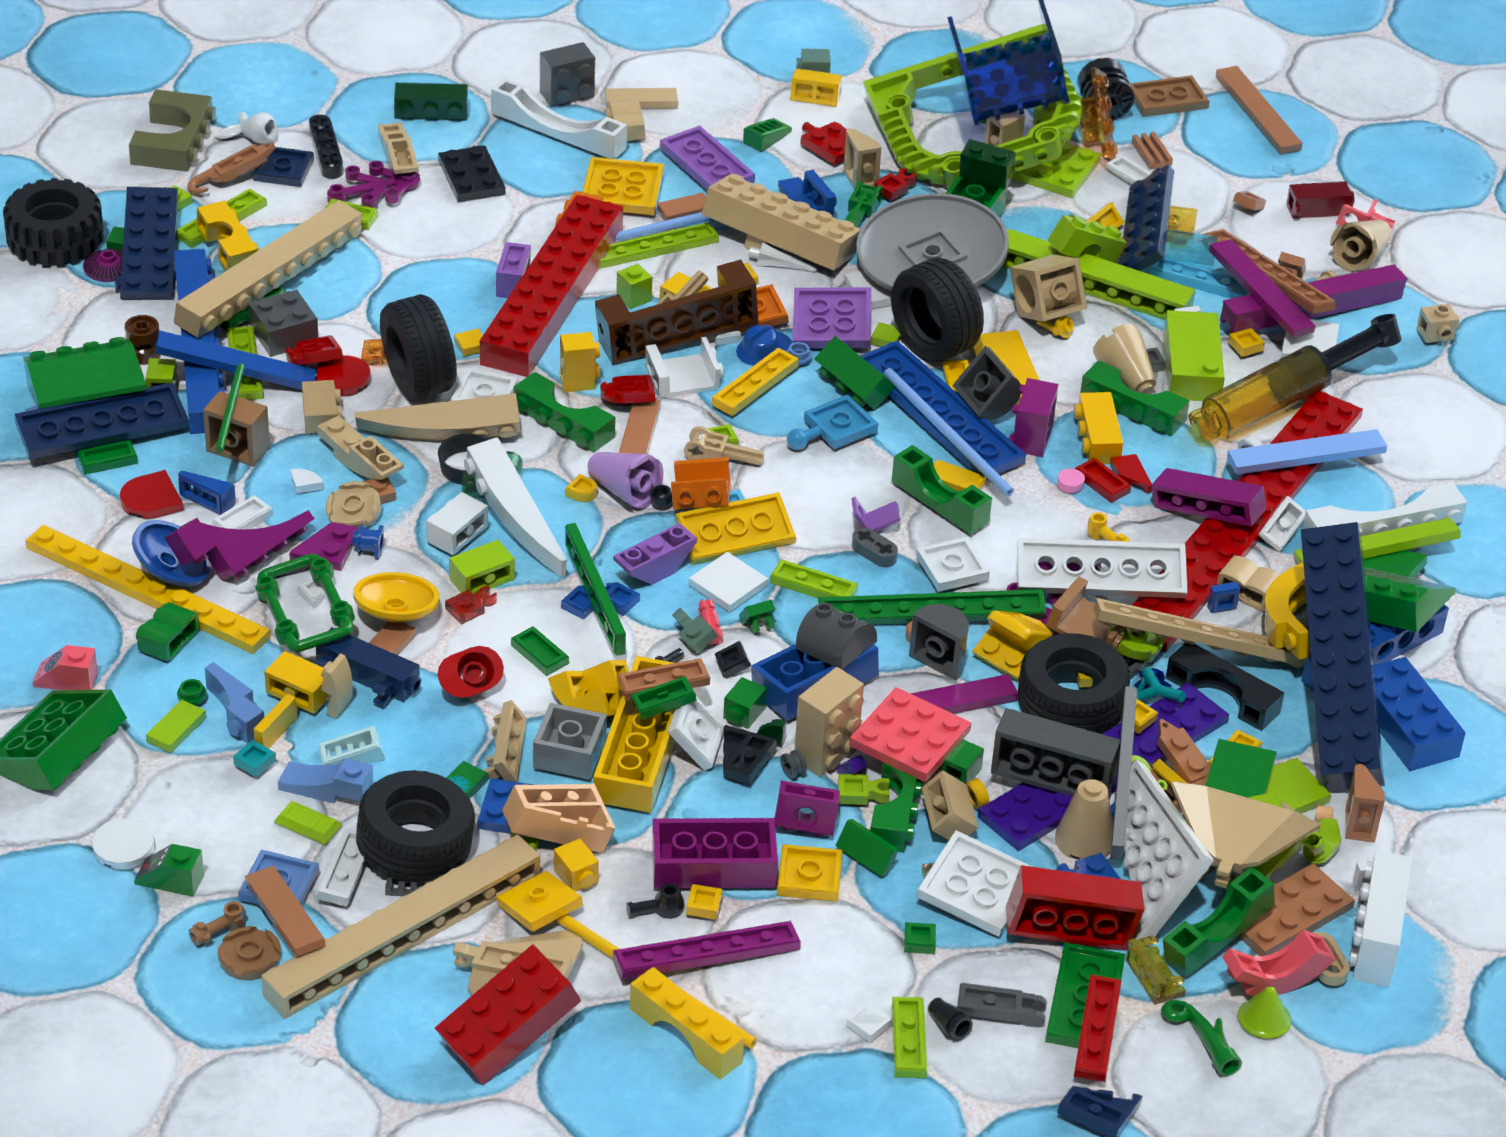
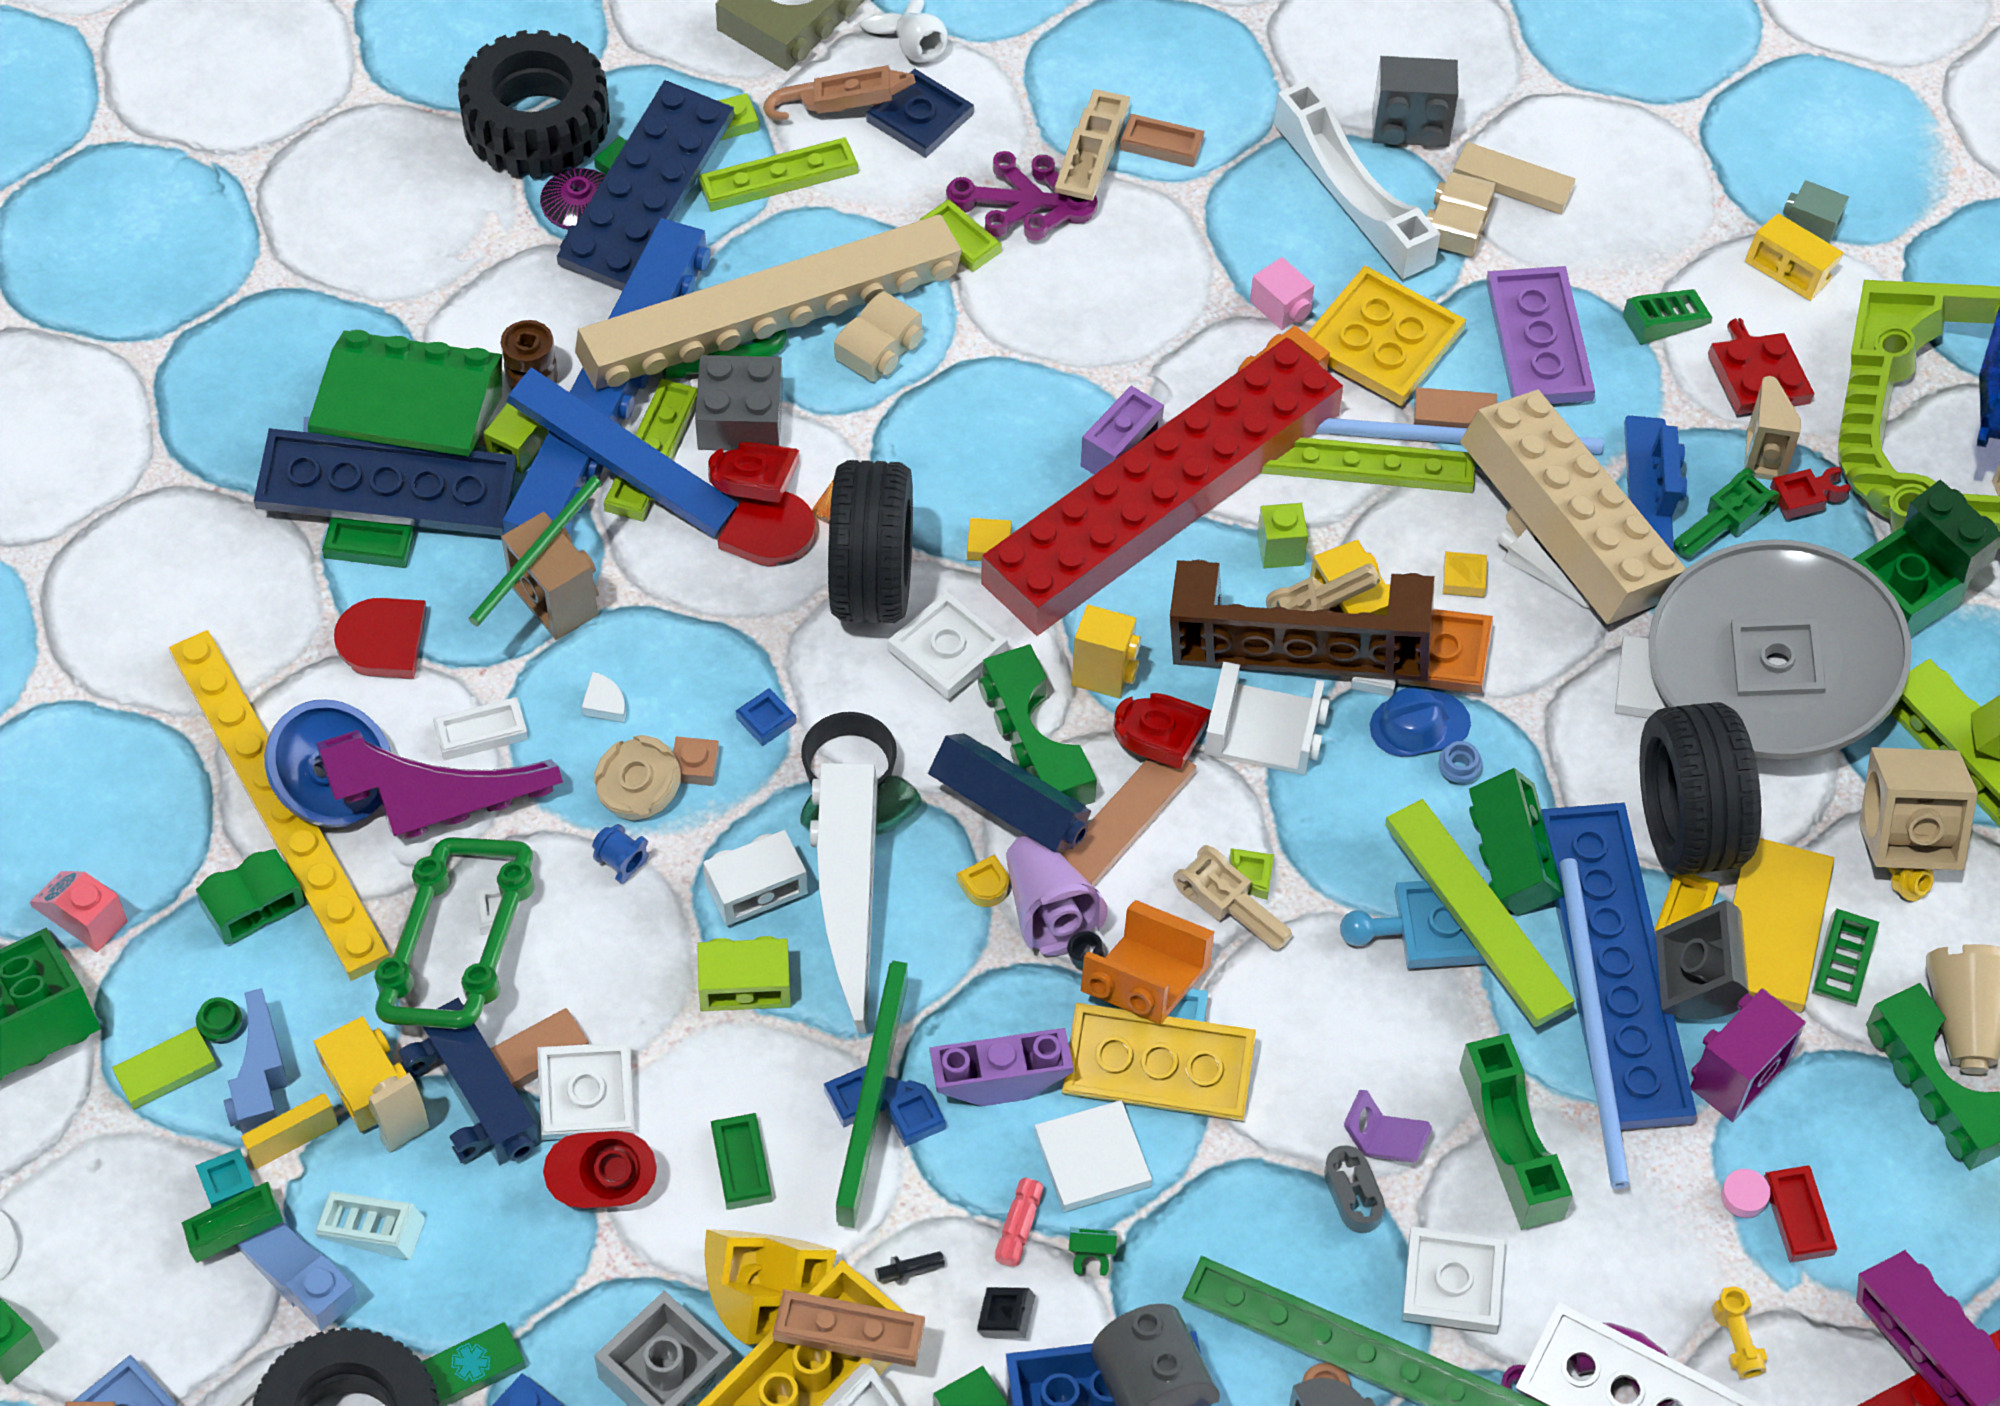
camera: 30 degrees right, 15 degrees up
(207, 491) = (460, 674): blue slope -> none
(220, 223) = (754, 191): yellow arch -> none
(273, 773) = (232, 1221): none -> green tile
(308, 822) = (233, 1328): lime tile -> none
(320, 403) = (700, 576): tan brick -> none
(326, 146) = (999, 99): black beam -> none
(330, 542) = (561, 832): magenta wing -> none
(341, 270) = (878, 337): none -> tan brick
(358, 453) = (701, 680): tan slope -> none
(396, 596) = (584, 963): yellow dish -> none
(408, 456) = (766, 717): none -> blue tile
(427, 645) = (585, 1089): none -> white tile
(431, 101) = (1194, 74): dark green brick -> none
(434, 138) = (1162, 140): none -> nougat tile
(438, 421) = (870, 684): tan slope -> none
(468, 605) = (689, 1028): clear red plate -> none
(471, 173) = (1178, 226): black plate -> none
(508, 743) = (585, 1320): tan plate -> none
(554, 183) = (1282, 293): none -> bright pink brick
(573, 435) = (1010, 792): none -> dark blue brick
(663, 697) = (821, 1376): green tile -> none
(695, 632) = (982, 1237): sand green plate -> none
(755, 381) = (1360, 789): yellow plate -> none
(811, 581) = (1221, 1215): lime tile -> none
(832, 312) = (1549, 716): medium lavender plate -> none
(857, 407) = (1479, 913): none -> lime tile
(885, 334) = (1618, 780): lime tile -> none
(958, 477) = (1563, 1109): yellow tile -> none
(1046, 354) = (1854, 925): none -> green slope
(1098, 426) = (1848, 1111): yellow brick -> none
(1131, 470) = (1855, 1218): red tile -> none

